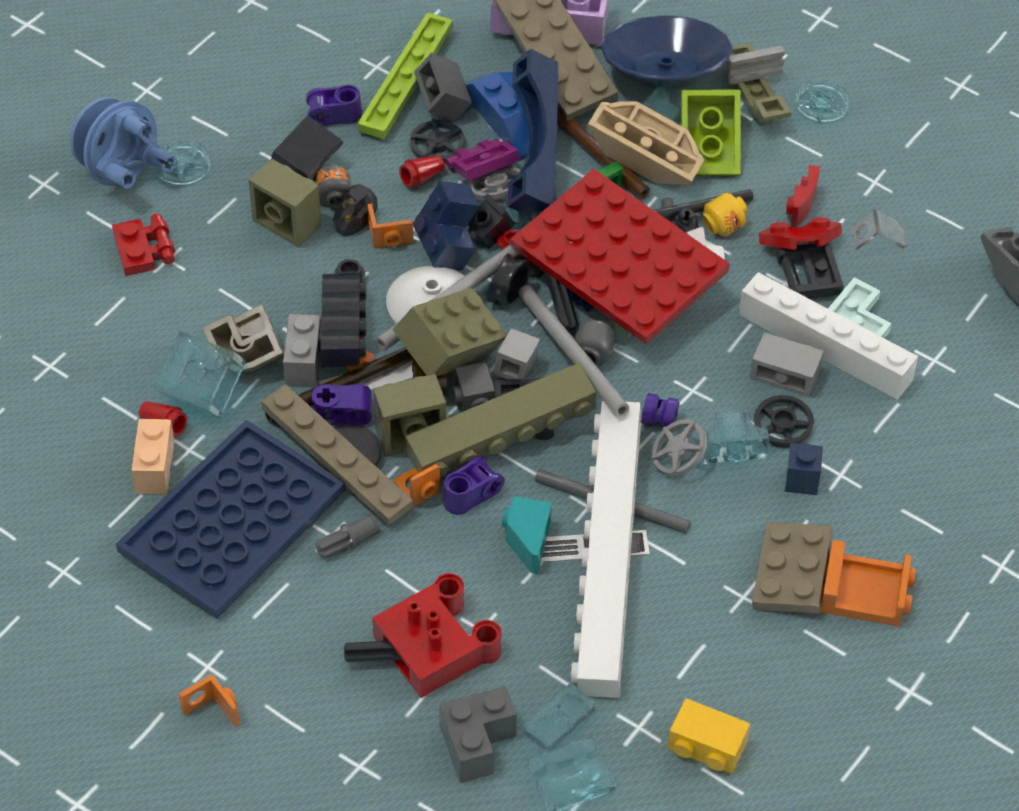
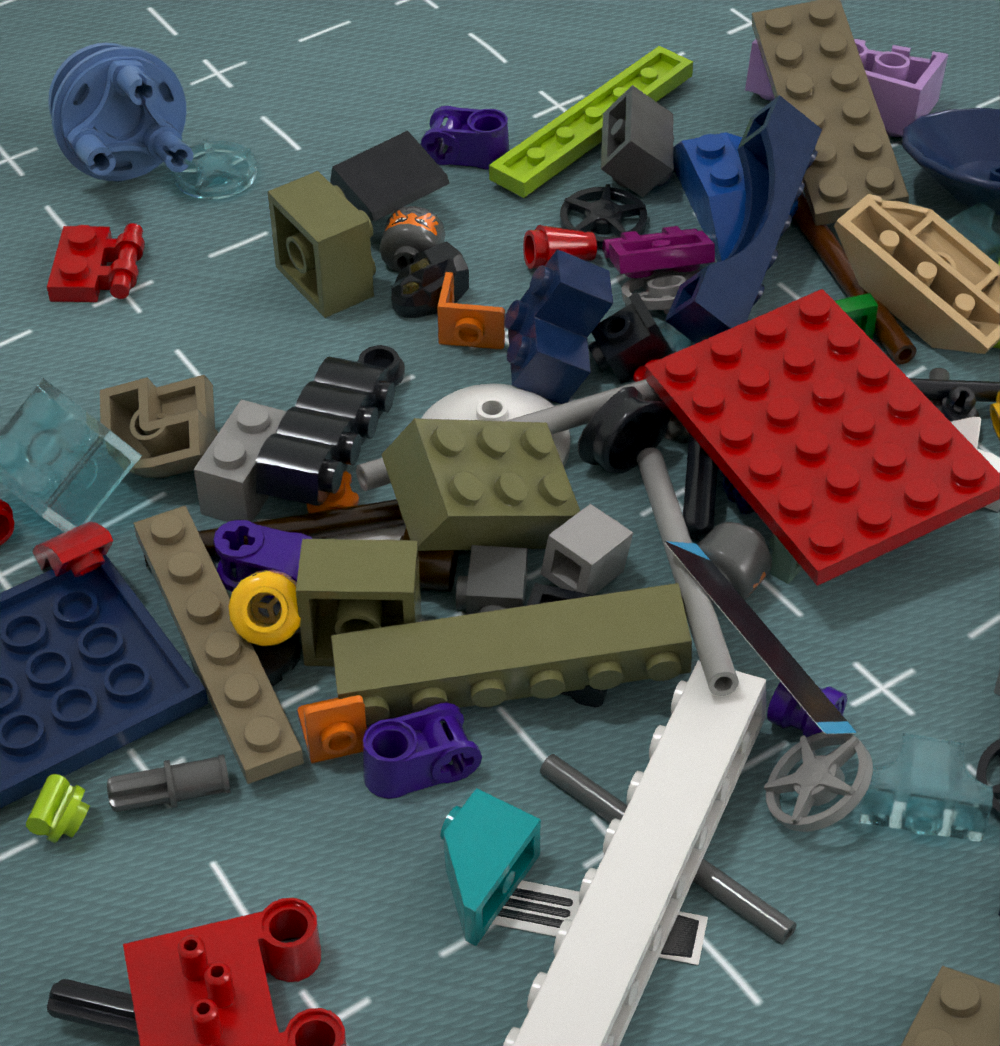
camera: 20 degrees right, 5 degrees down
(234, 423) = (75, 550): none -> red slope
(298, 563) = (57, 809): none -> lime plate
(370, 437) = (246, 605): none -> yellow head
(626, 379) = (761, 639): none -> black sticker

